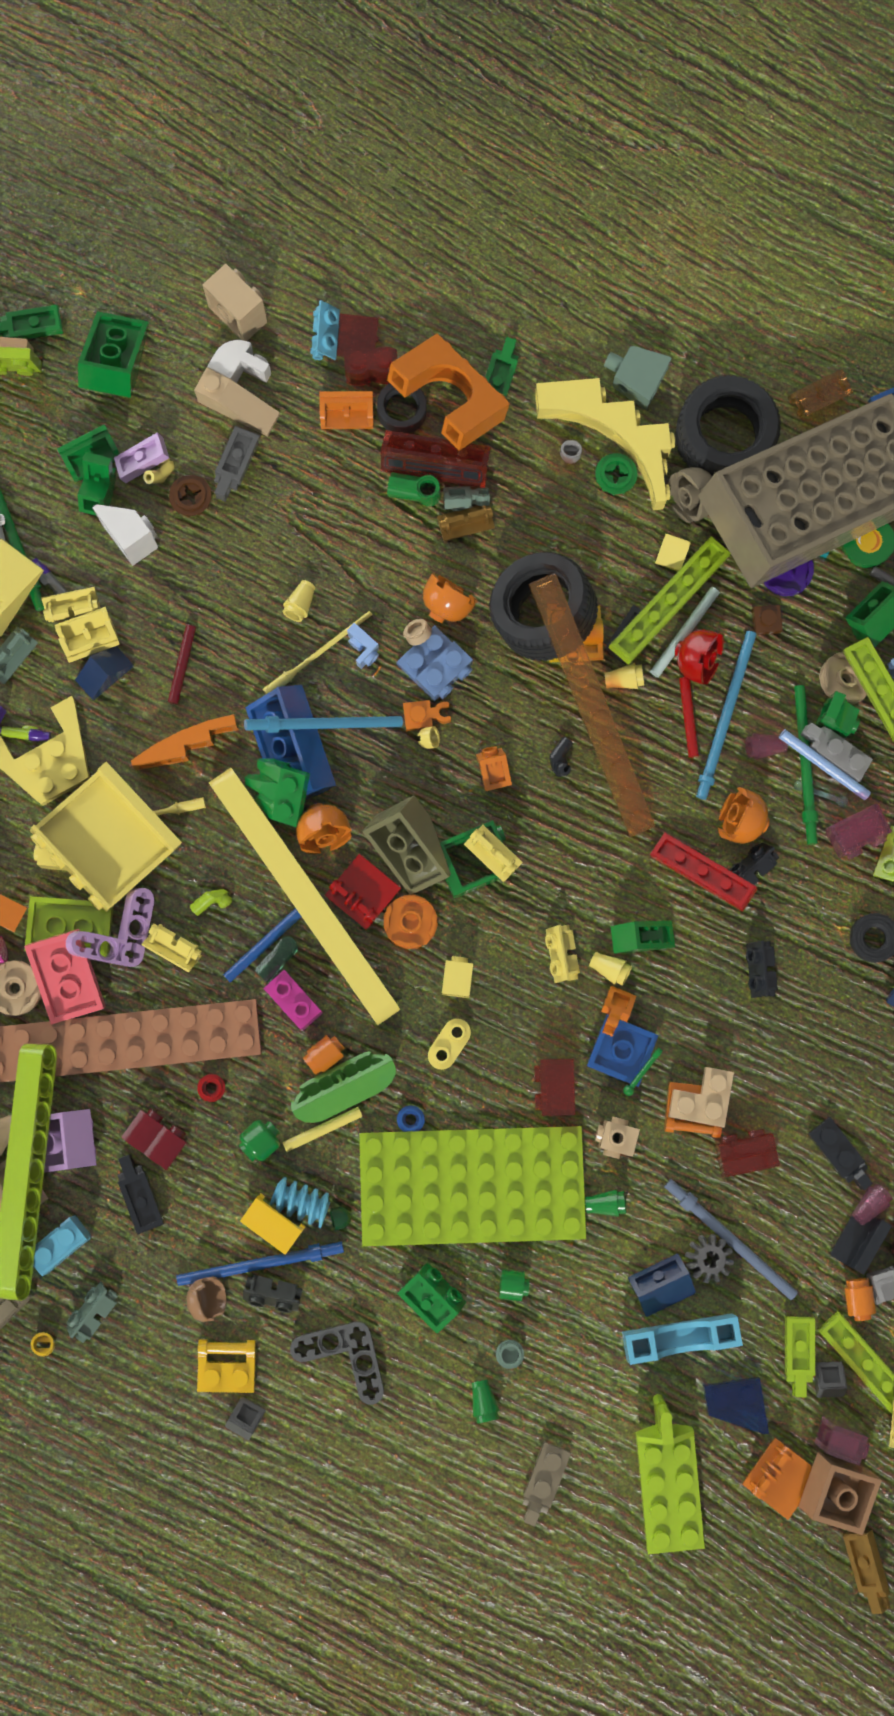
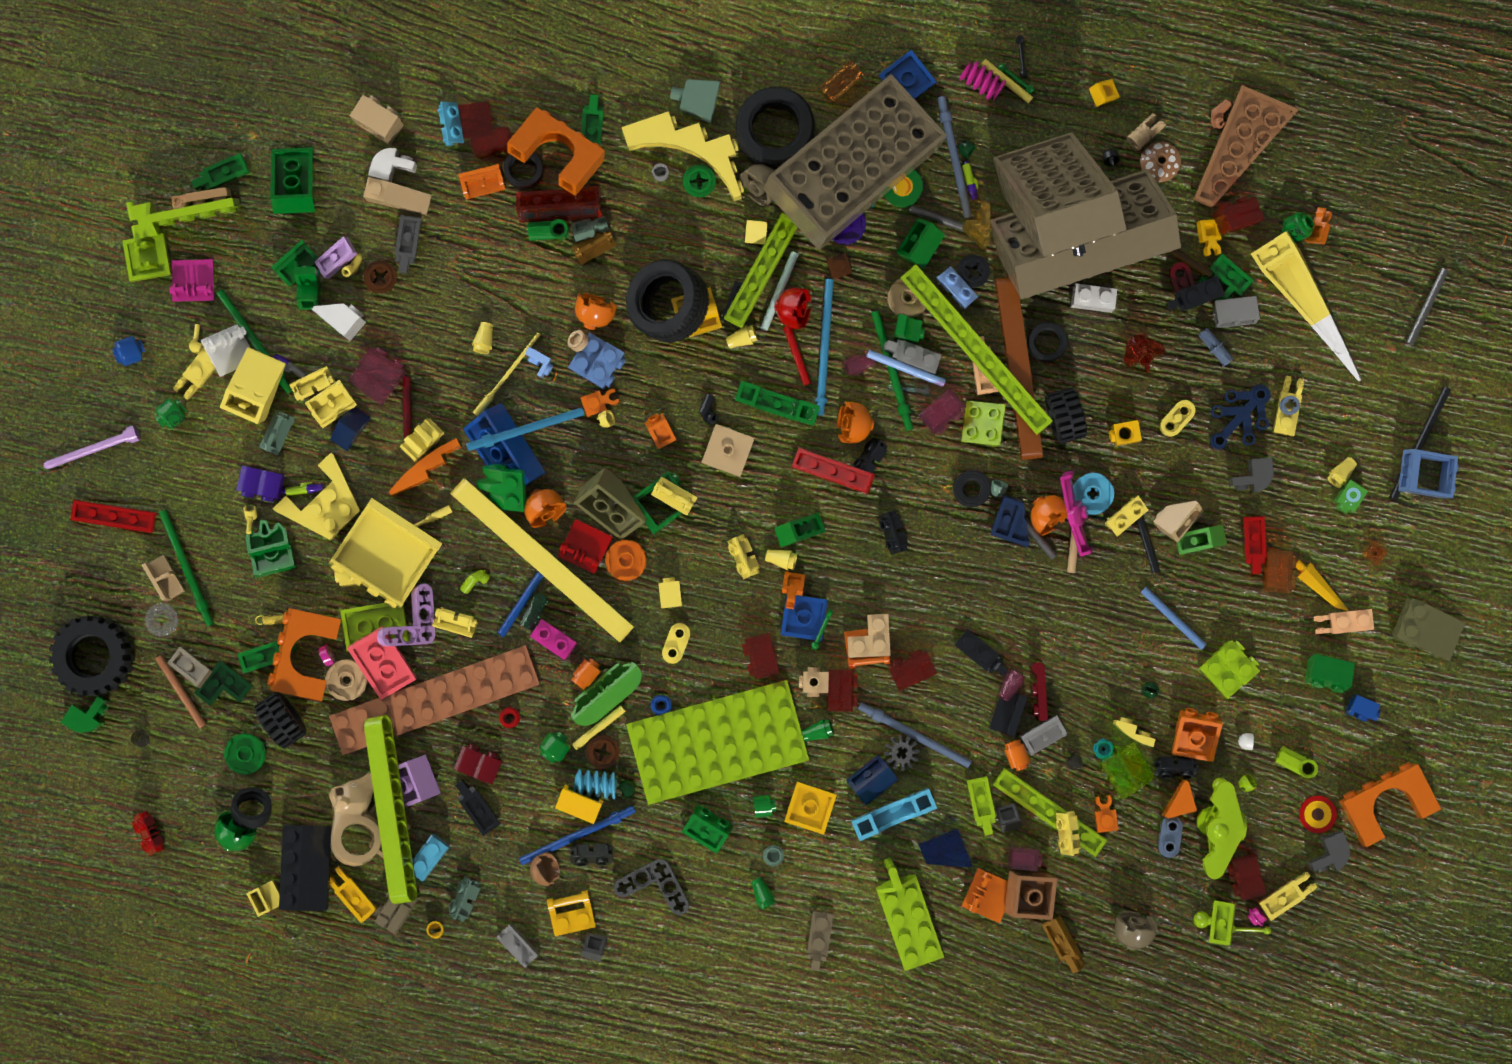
camera: 10 degrees left, 5 degrees up
(146, 1391) = (518, 945): none -> light grey hinge
(155, 614) = (377, 375): none -> clear pink plate
(190, 706) = (422, 440): none -> light yellow gear
(307, 1165) = (594, 757): none -> reddish brown gear
(573, 814) = (728, 450): none -> tan plate
(573, 1303) = (810, 808): none -> yellow plate
(591, 704) = (720, 368): clear orange plate -> none
(649, 1158) = (841, 690): none -> clear red brick
(662, 778) = (777, 403): none -> green slope

